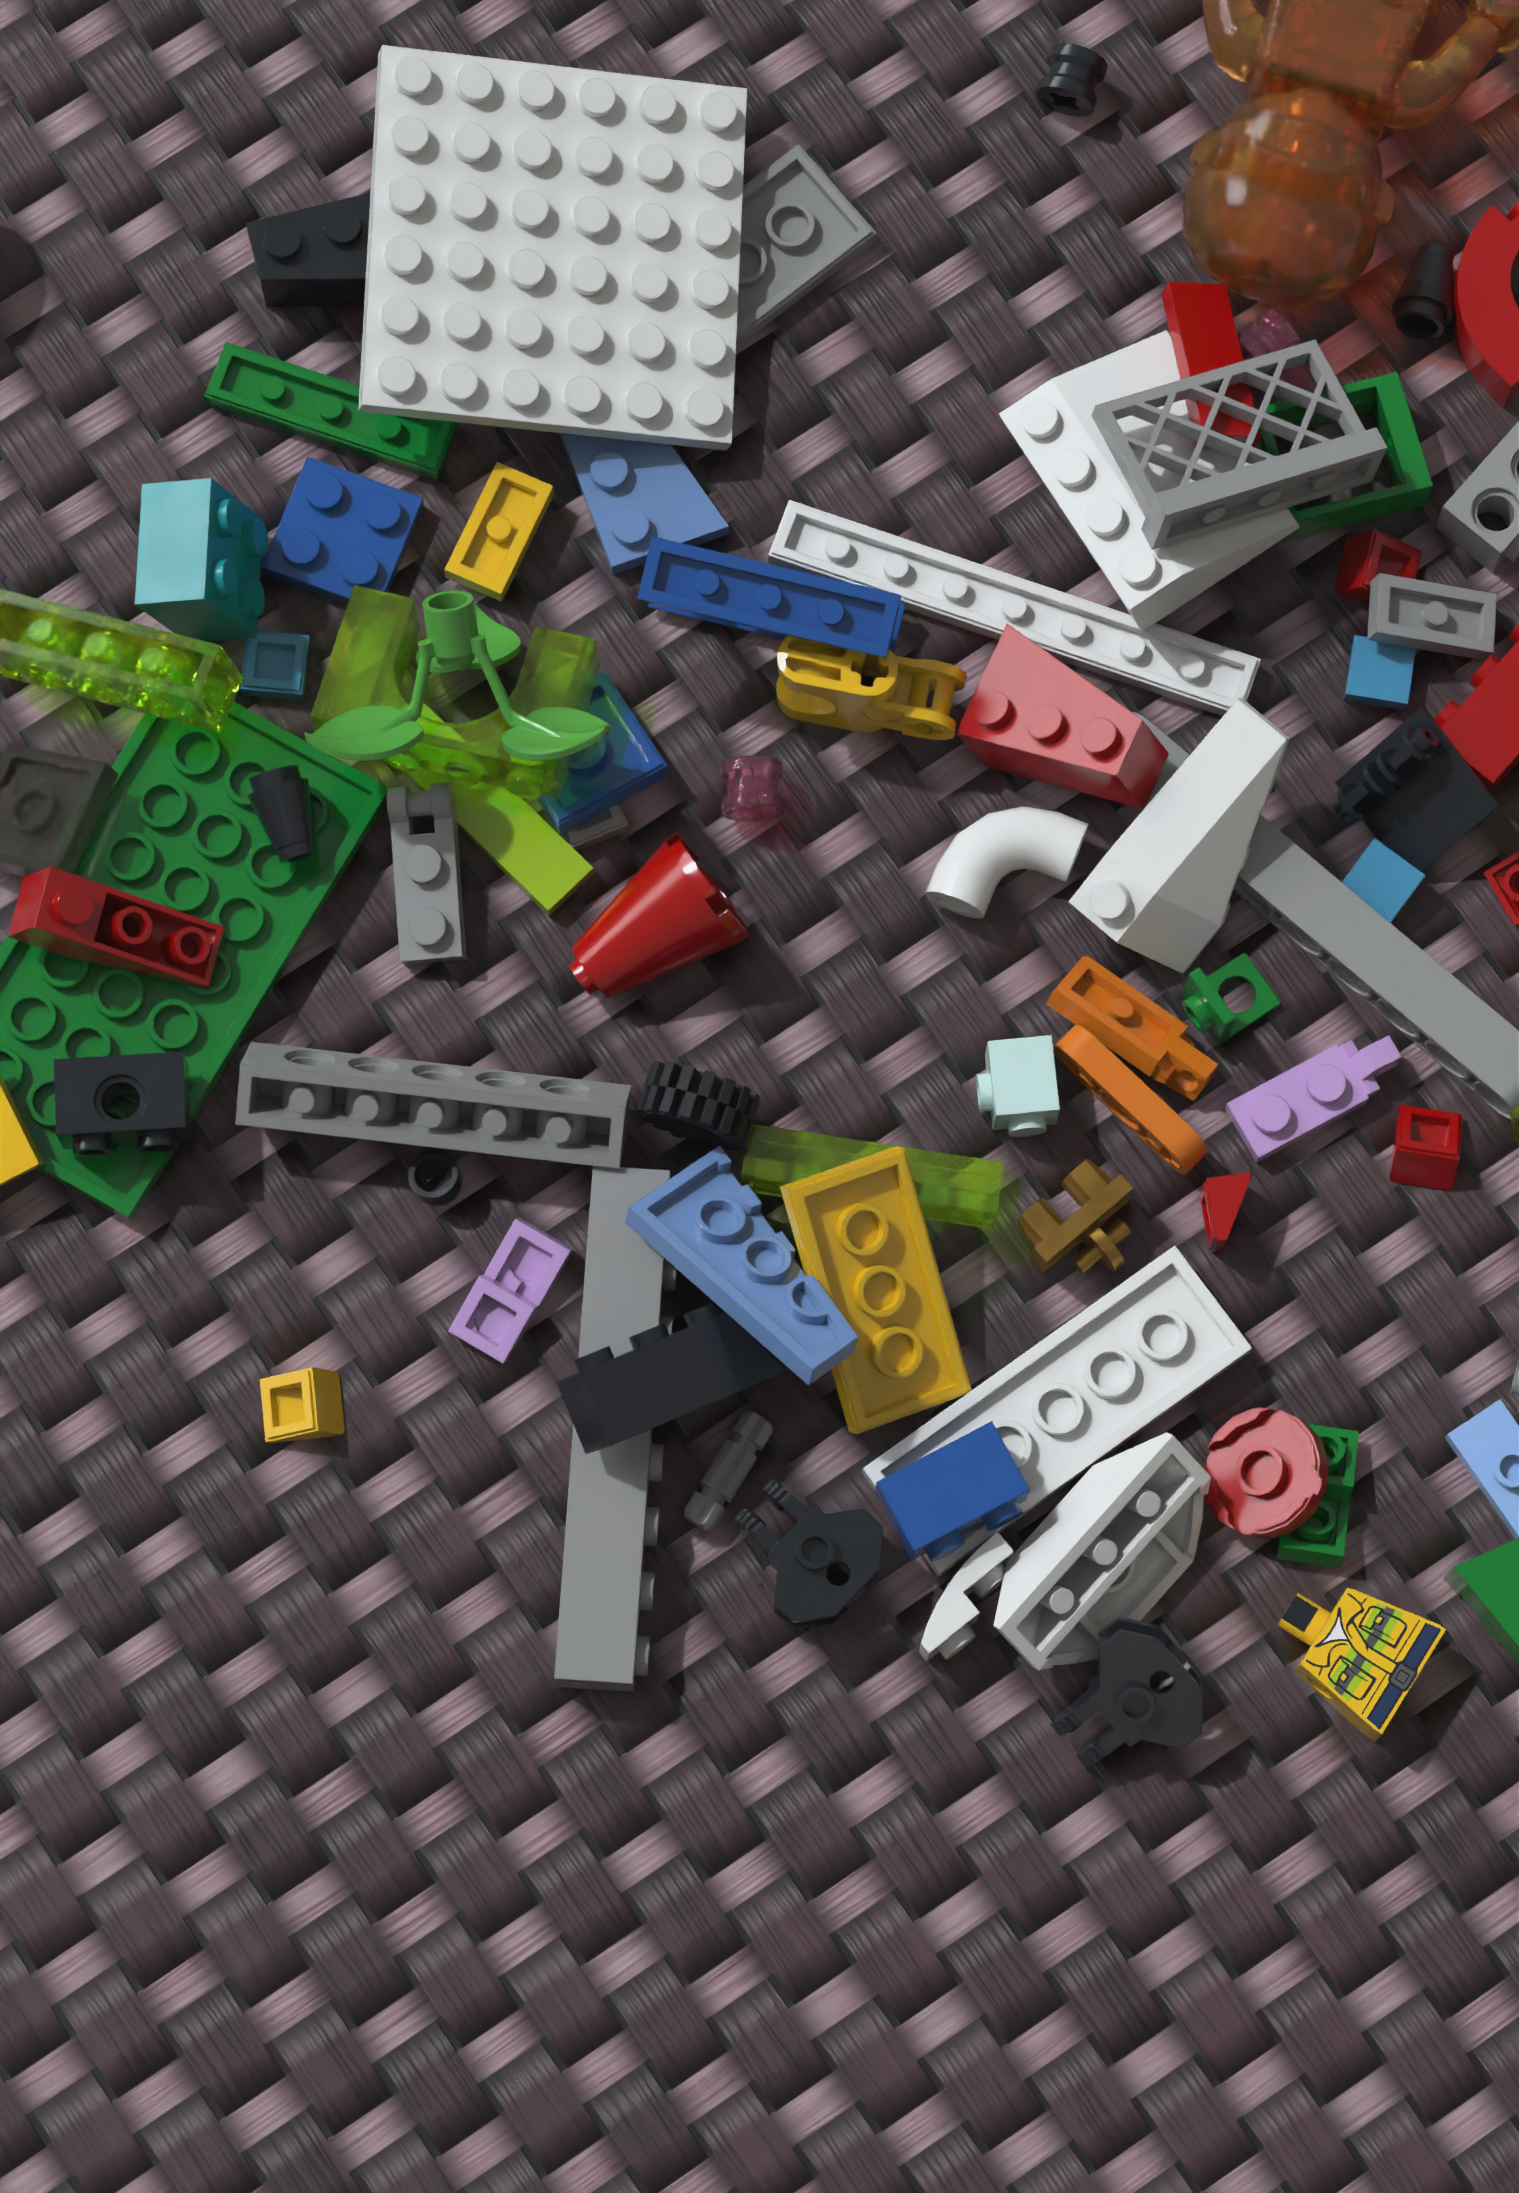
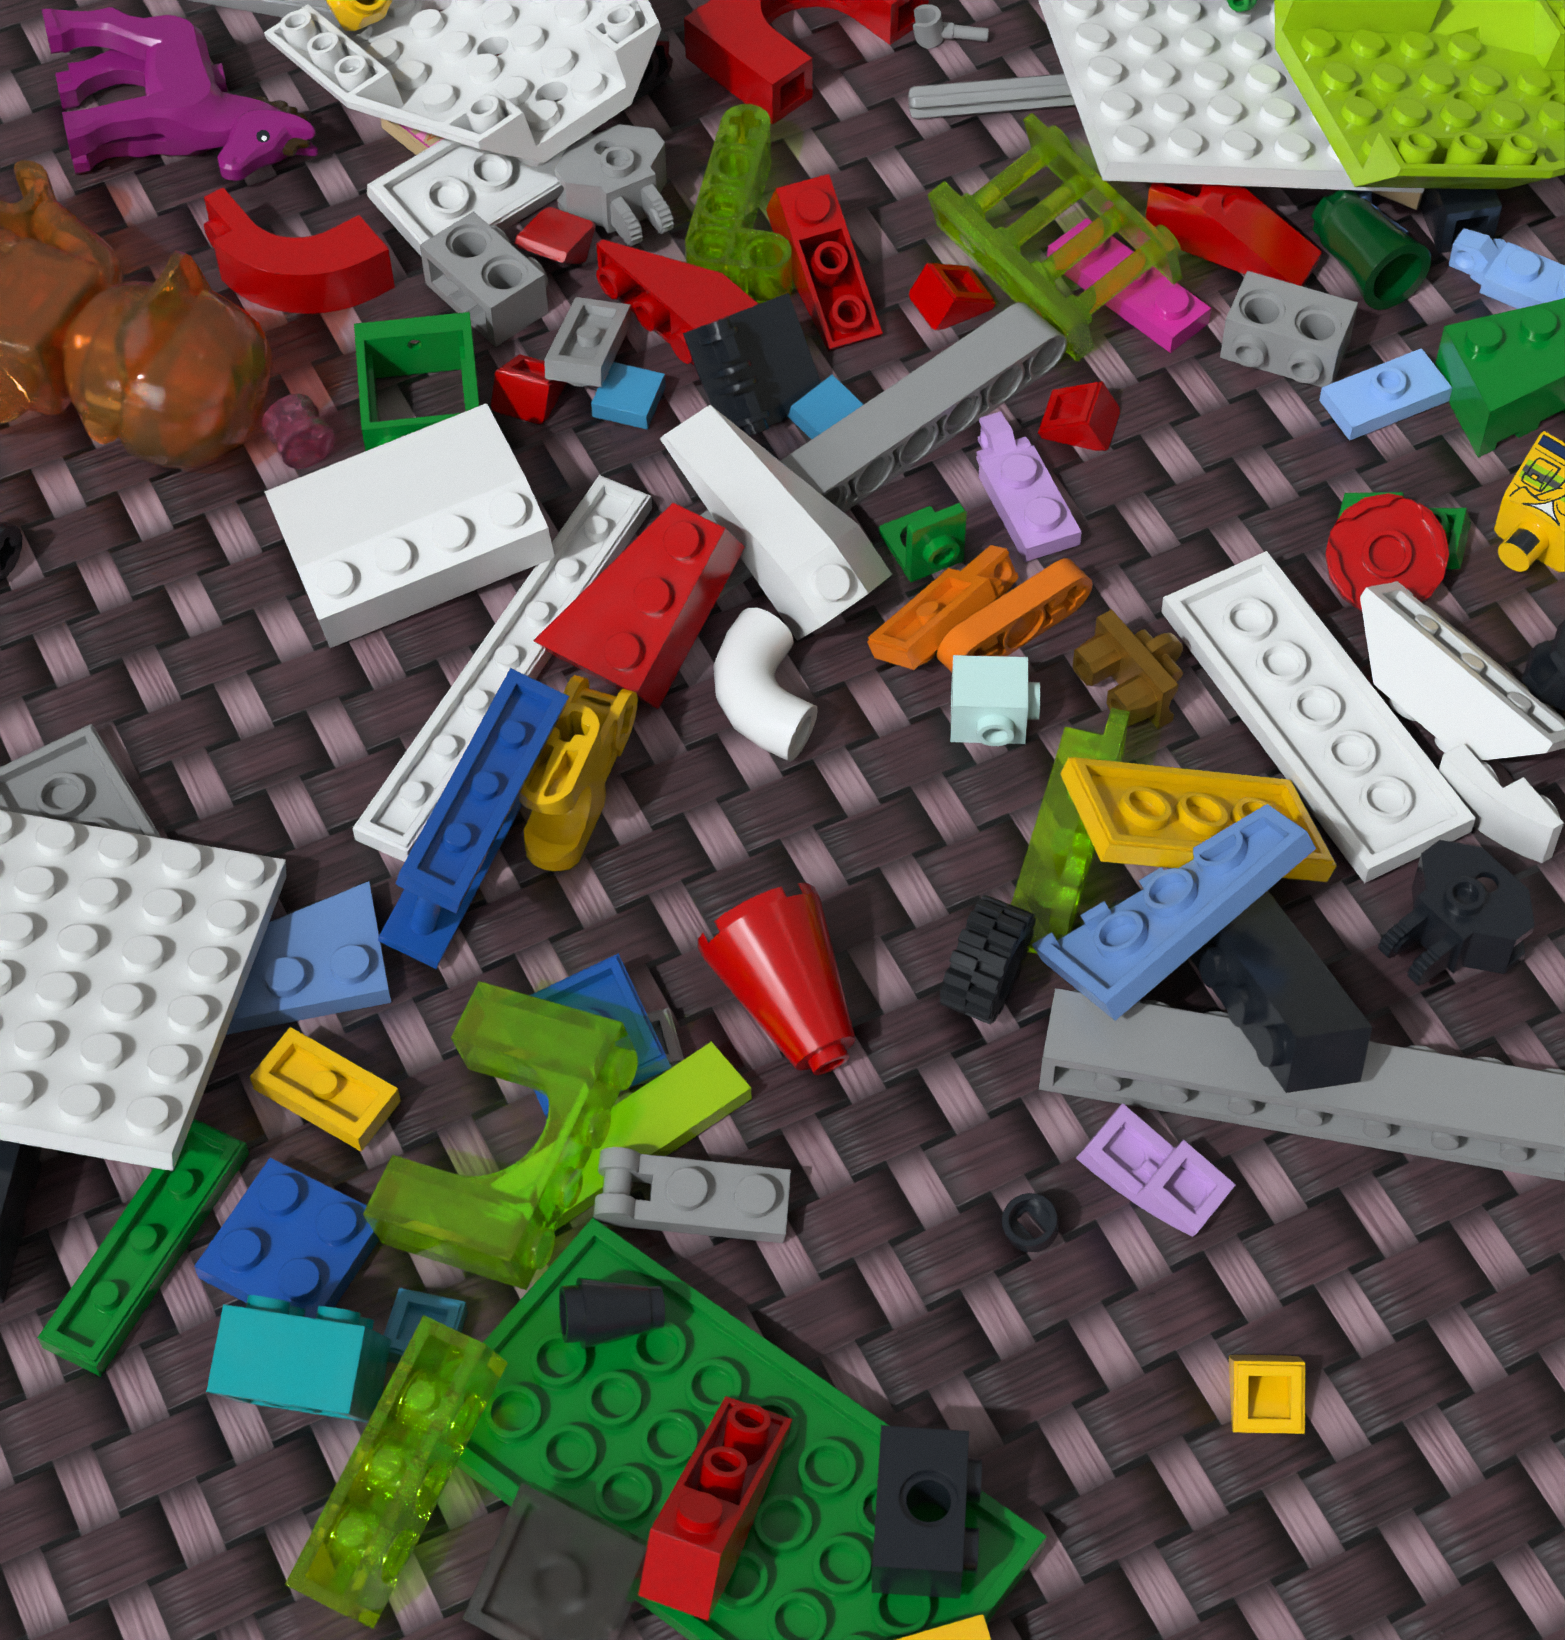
camera: 80 degrees left, 20 degrees down
(433, 1105) = (955, 1211): light grey brick -> none
(458, 639) = (464, 1083): bright green plant -> none
(728, 1470) = (1397, 1018): light grey axle -> none
(751, 788) = (653, 888): clear pink wheel -> none
(953, 1493) = (1405, 781): blue brick -> none
(1203, 341) = (311, 455): red tile -> none
(1219, 1204) = (1131, 559): red slope -> none
(1269, 480) = (439, 381): light grey fence -> none
(1426, 295) = (282, 313): black cone -> none

